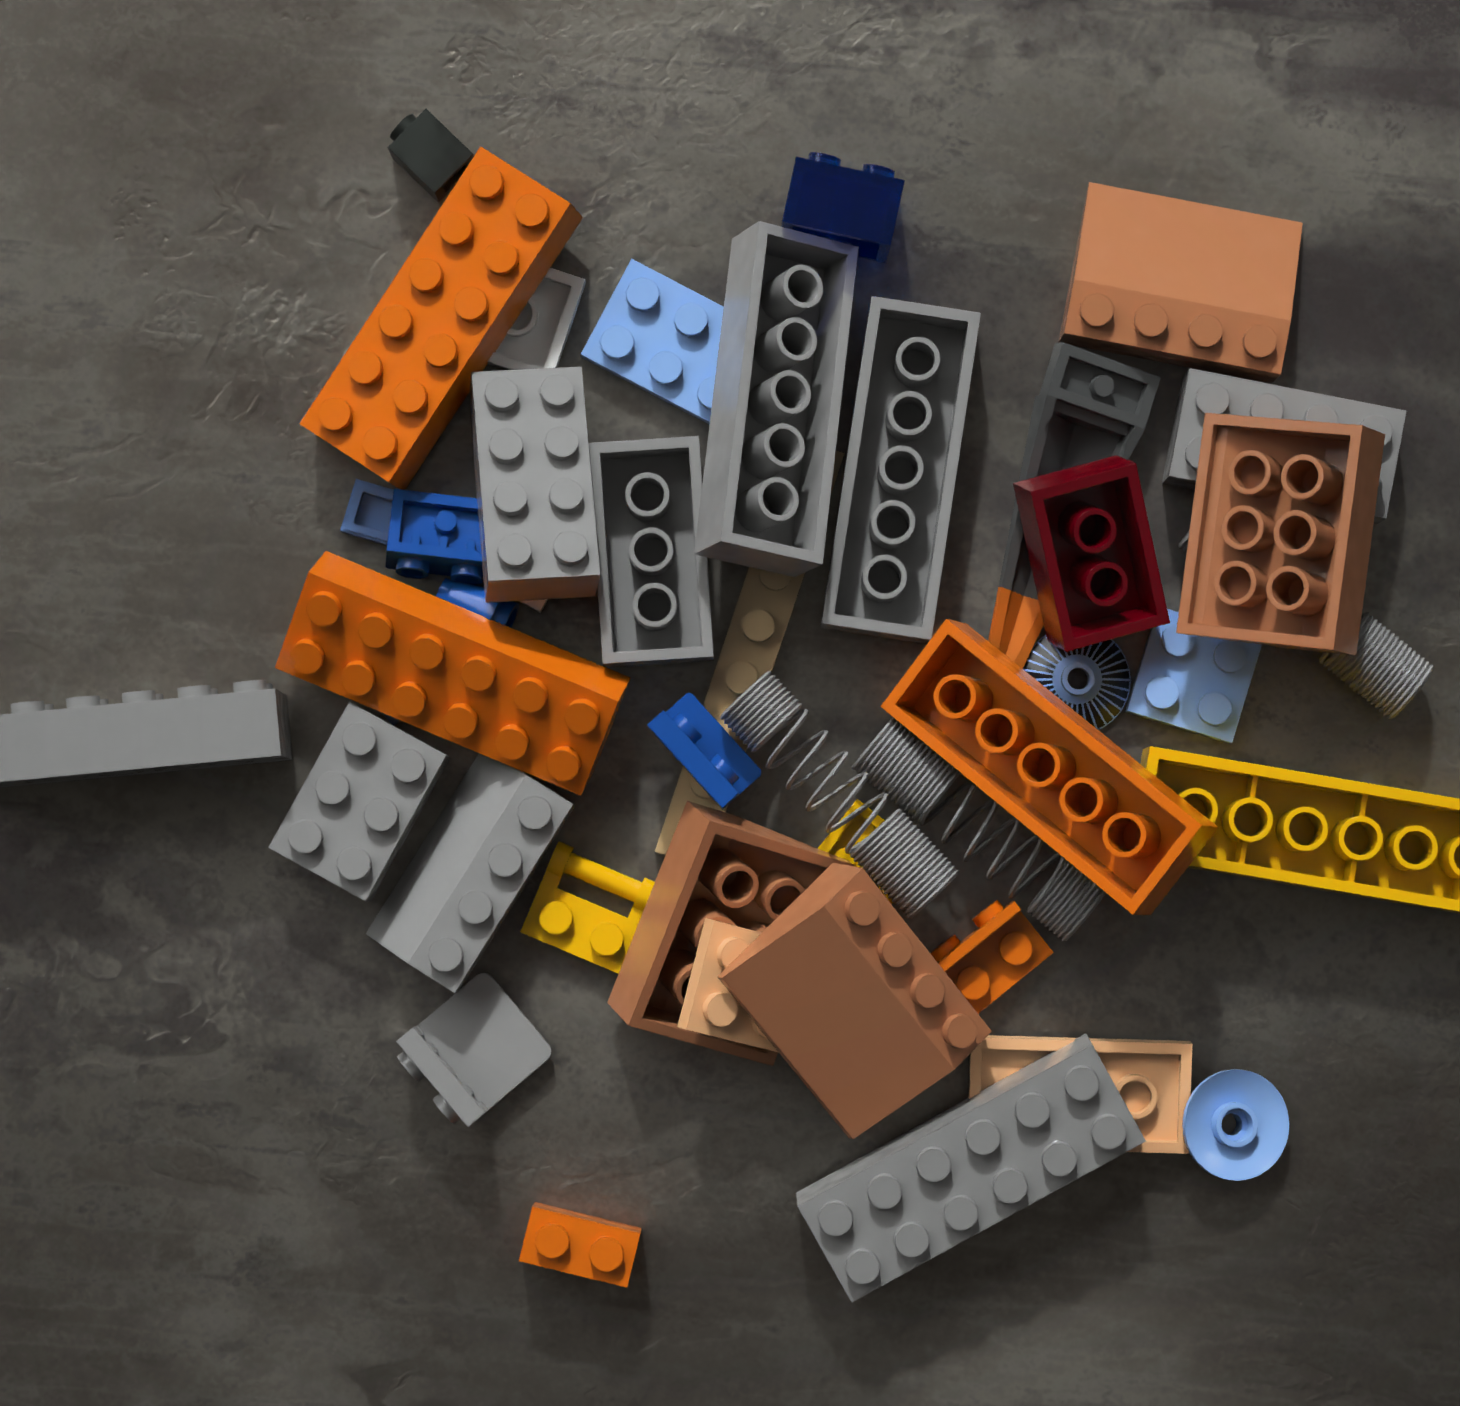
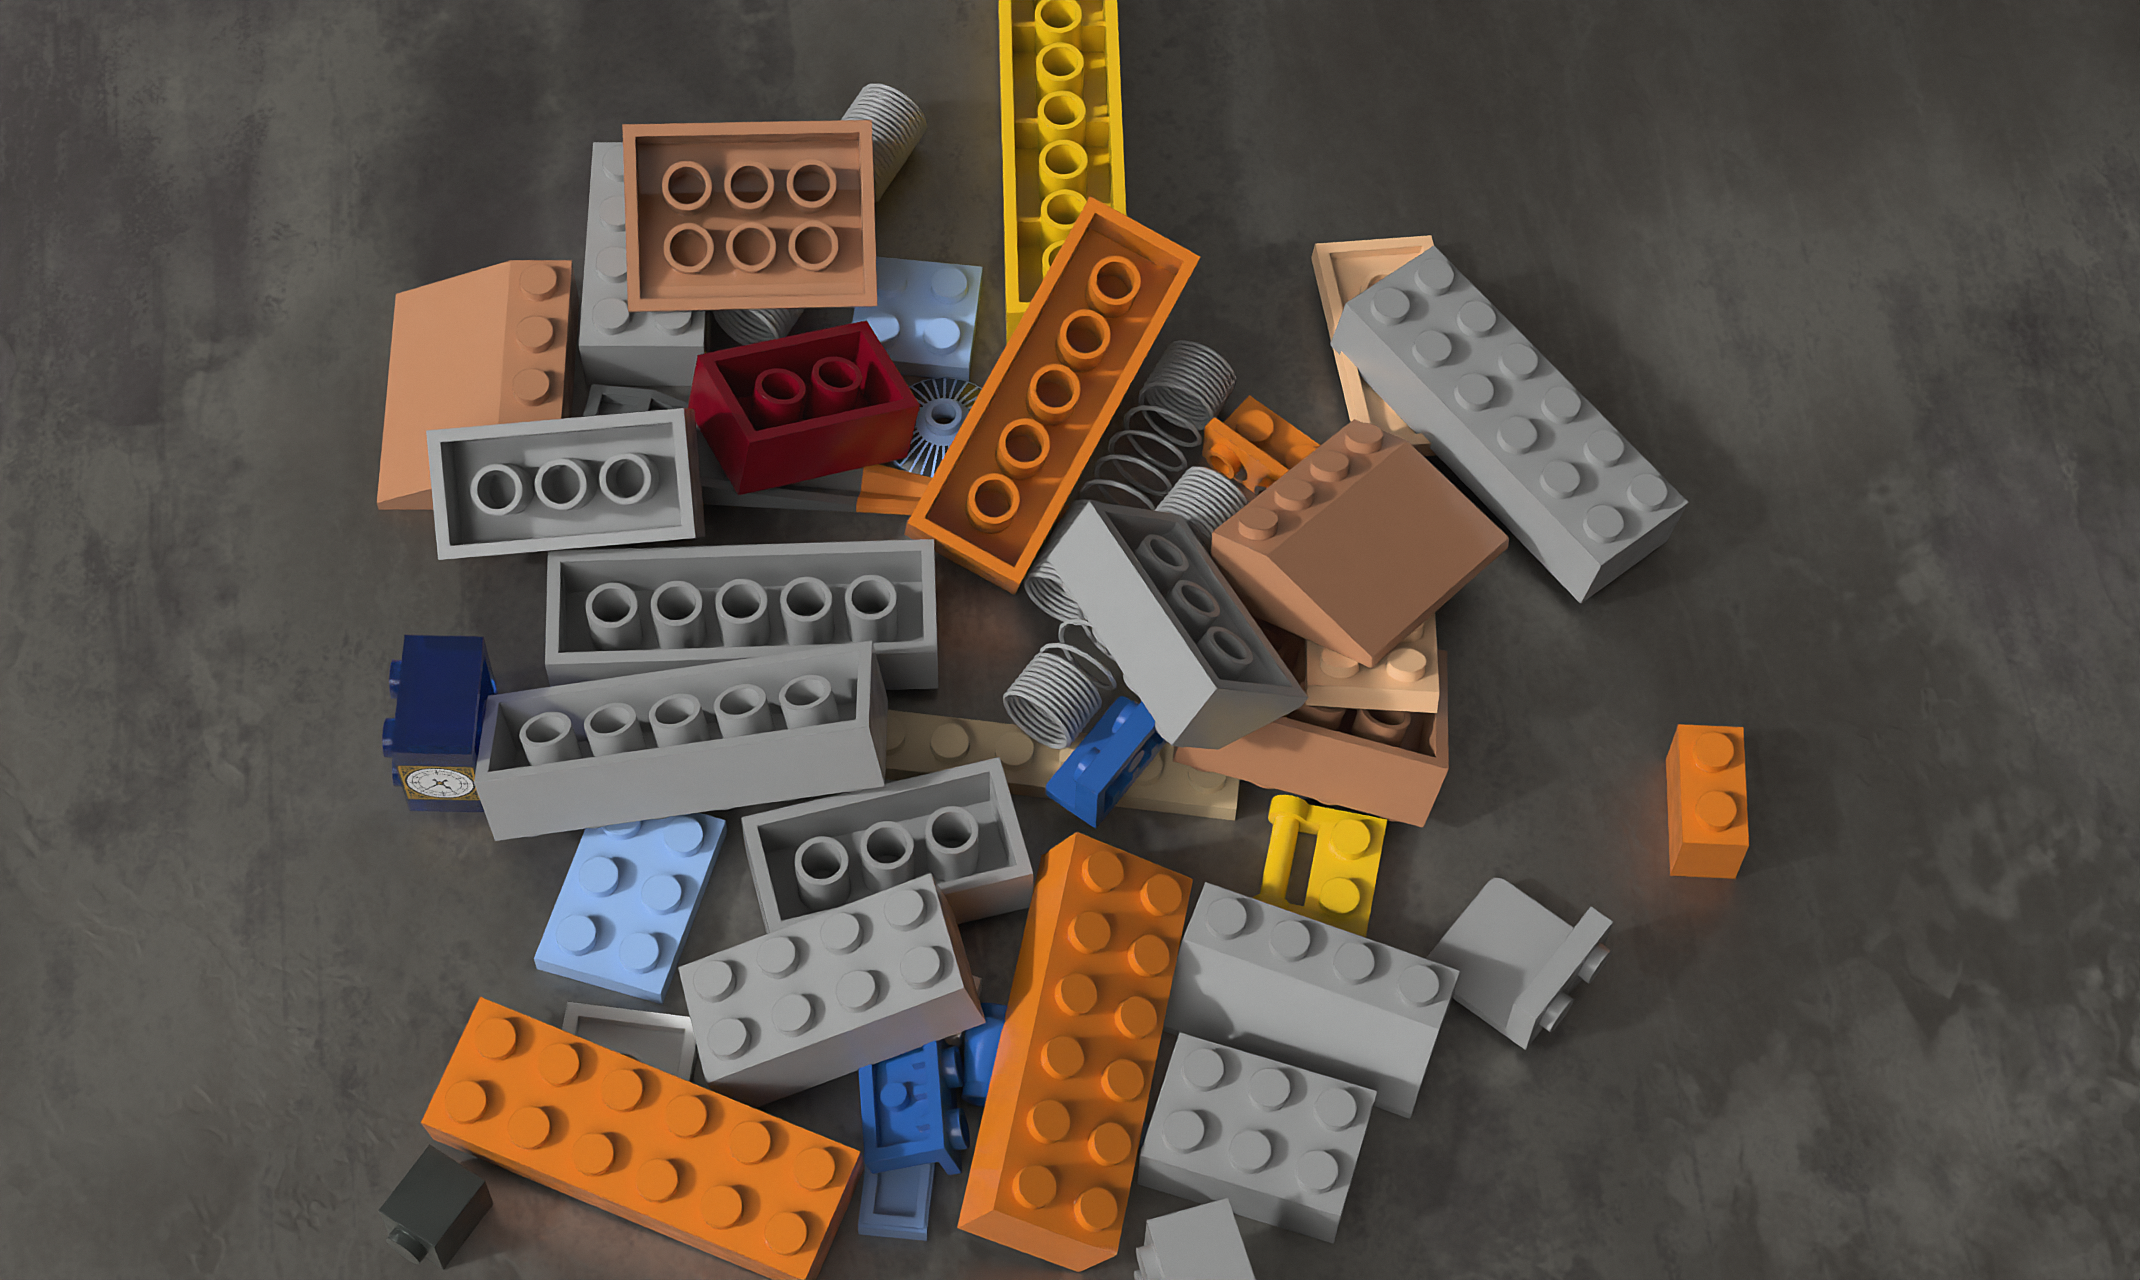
camera: 100 degrees left, 25 degrees down
(775, 816) = (1173, 625): none -> light grey slope
(1029, 334) = (566, 483): none -> light grey brick
(1259, 1129) = (1389, 197): light blue dish -> none

